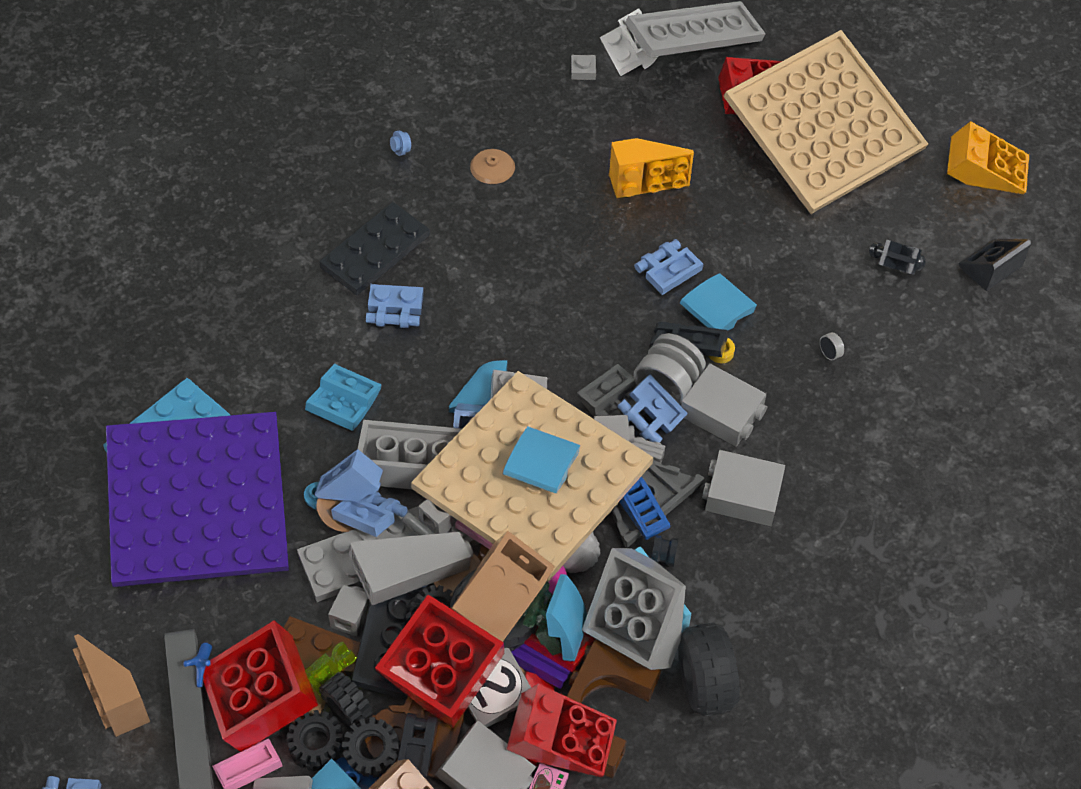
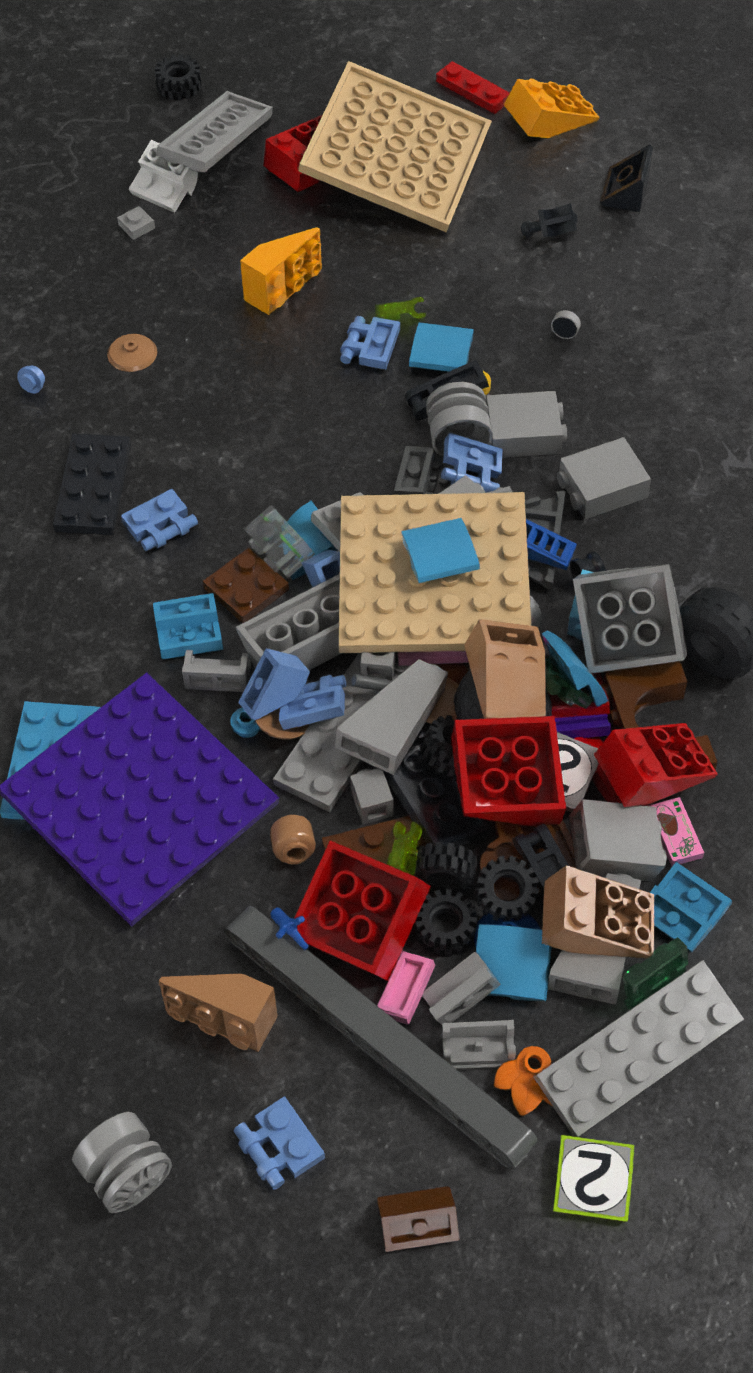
camera: 35 degrees left, 0 degrees up
(267, 602) = (292, 839): none -> medium nougat head
(326, 441) = (216, 673): none -> light grey hinge
(410, 394) = (246, 585): none -> reddish brown plate
(455, 376) = (279, 541): none -> clear piece
(709, 251) = (394, 309): none -> clear neon green plate
(942, 106) = (472, 87): none -> red plate

